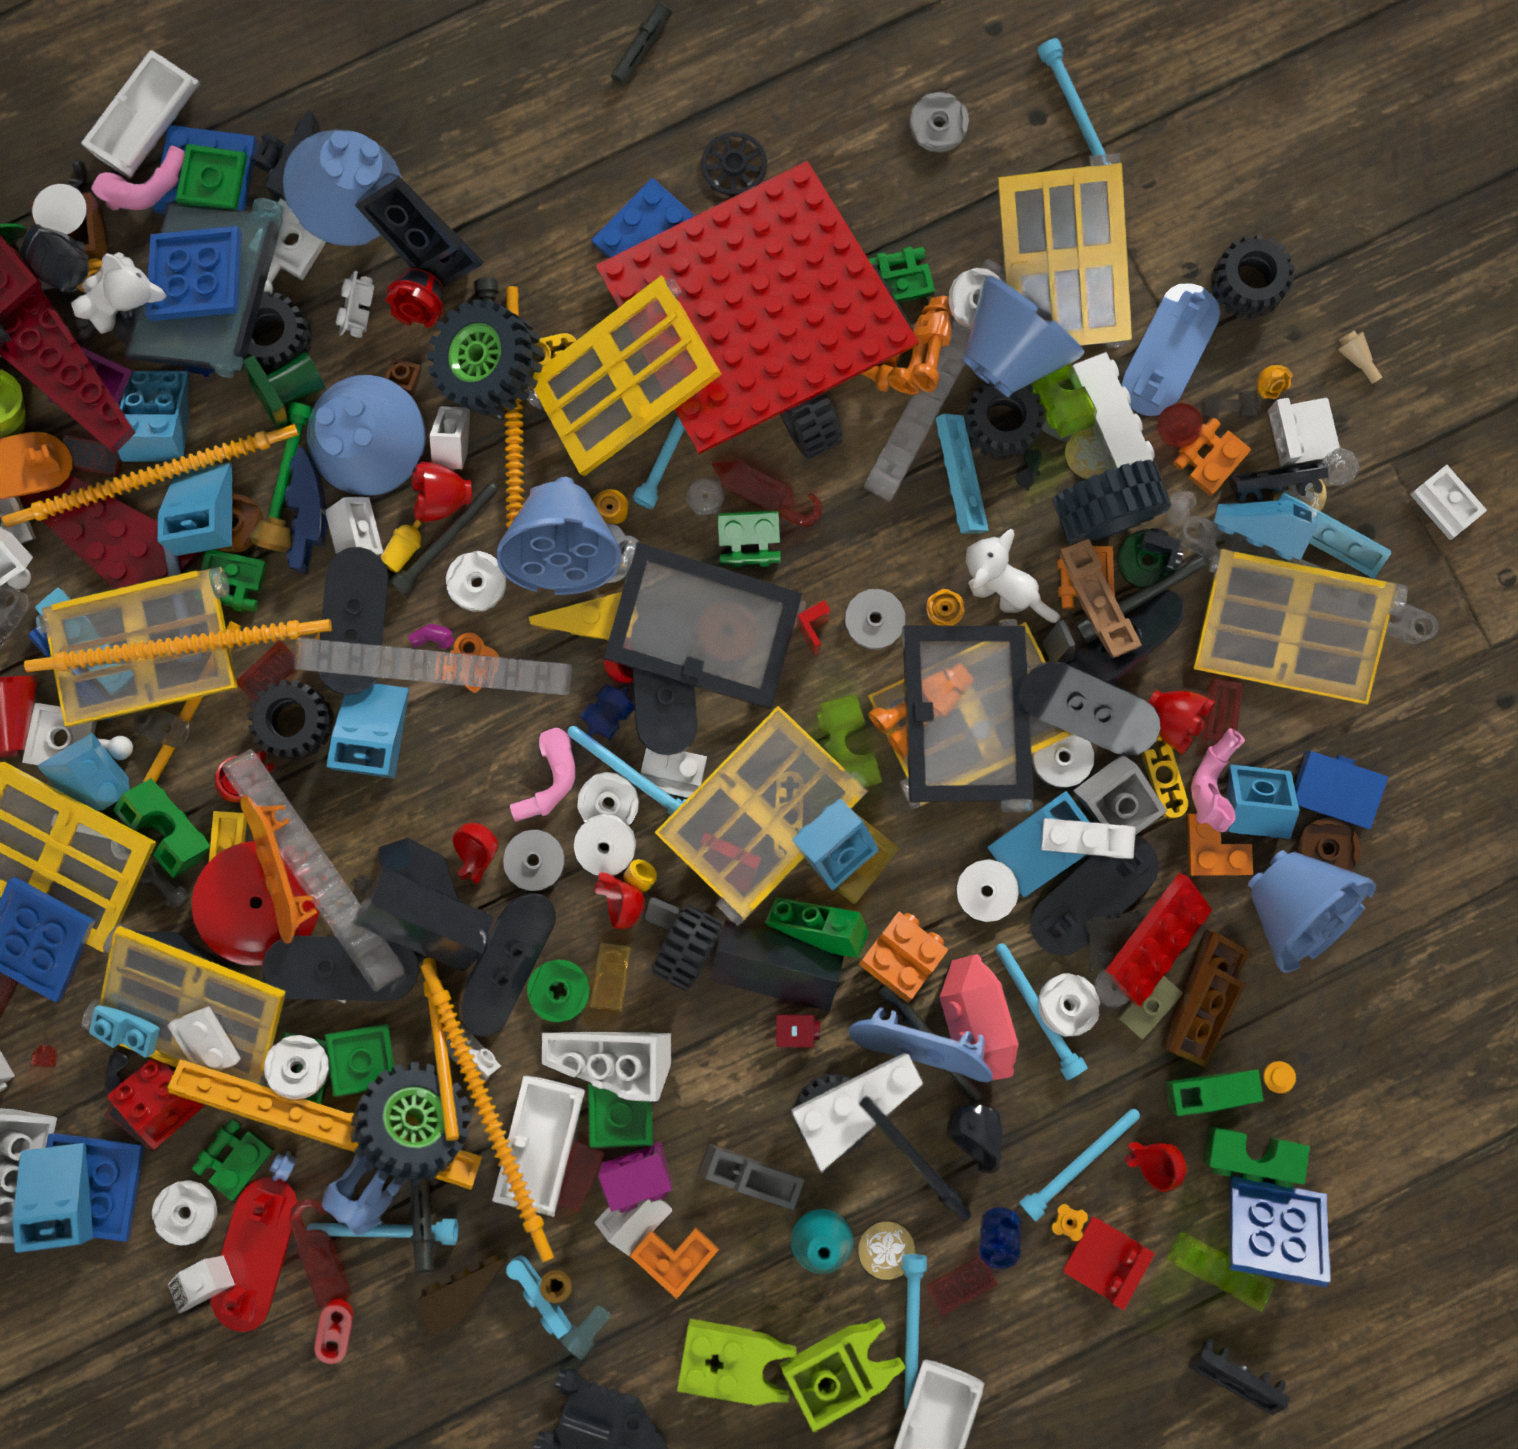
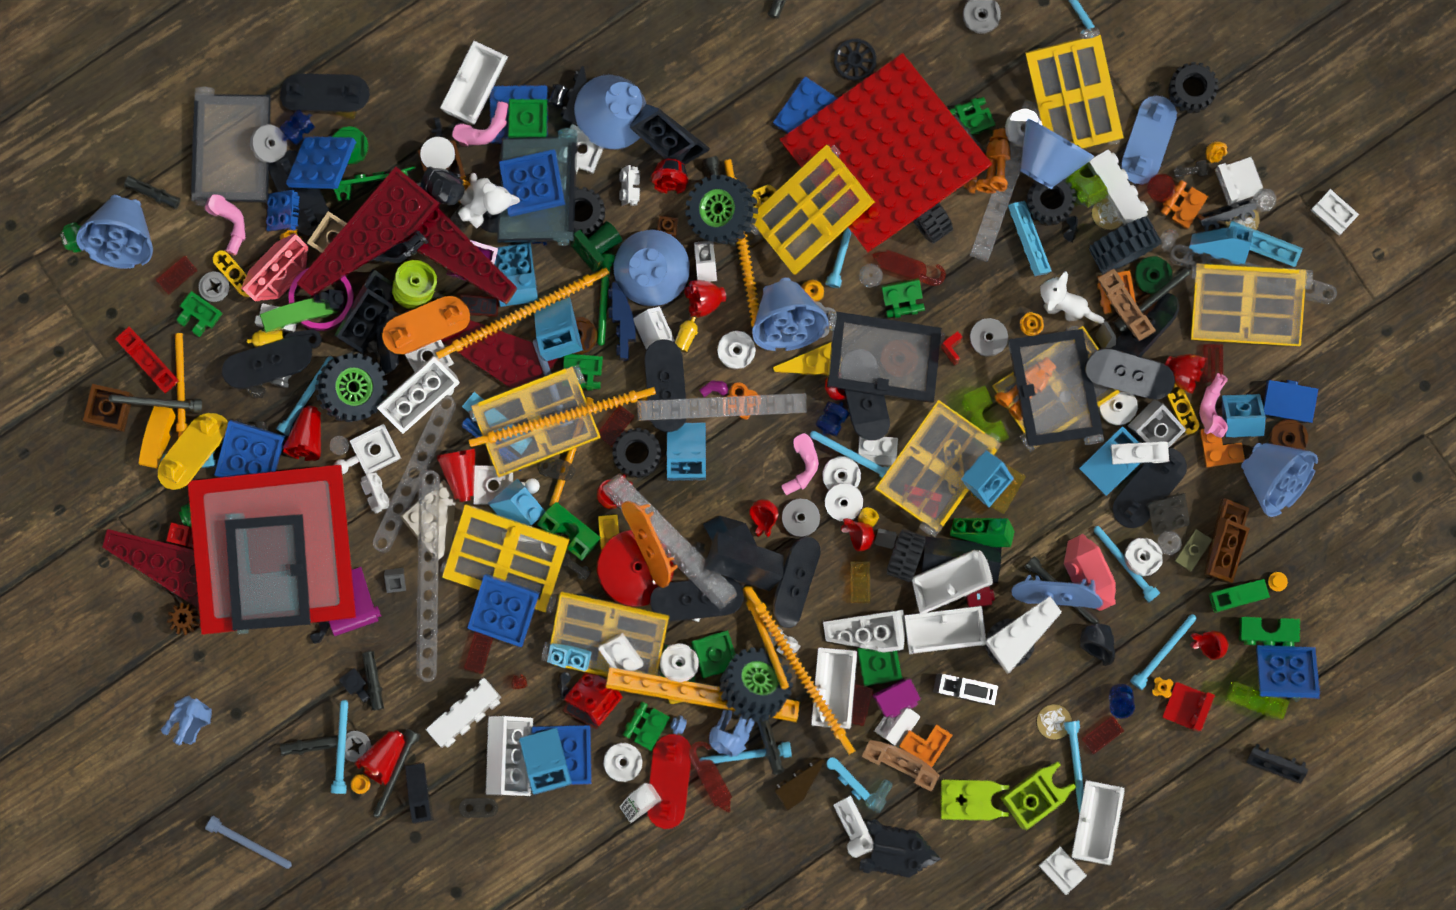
camera: 10 degrees left, 0 degrees up
(271, 534) = (605, 339): pearl gold cone -> none
(335, 1329) = (727, 817): red plate -> none
(406, 580) = (691, 356): pearl dark grey piece -> none
(542, 1406) = (855, 827): none -> white plate
(554, 1294) = (863, 766): pearl gold cone -> none
(566, 1006) = (823, 585): green plate -> none
(631, 1280) = (902, 761): none -> medium nougat slope
(732, 1078) = (945, 630): none -> white container
(754, 1001) = (951, 581): none -> white container
(818, 1230) = (1008, 728): teal cone -> none
(904, 955) = (1038, 541): orange plate -> none
(946, 1194) = (1086, 681): black bar -> none
(994, 875) = (1093, 491): white plate -> none
(1159, 542) = (1158, 264): black bracket -> none
(1159, 940) = (1192, 508): red plate -> none
(1357, 351) = (1265, 124): tan cone -> none

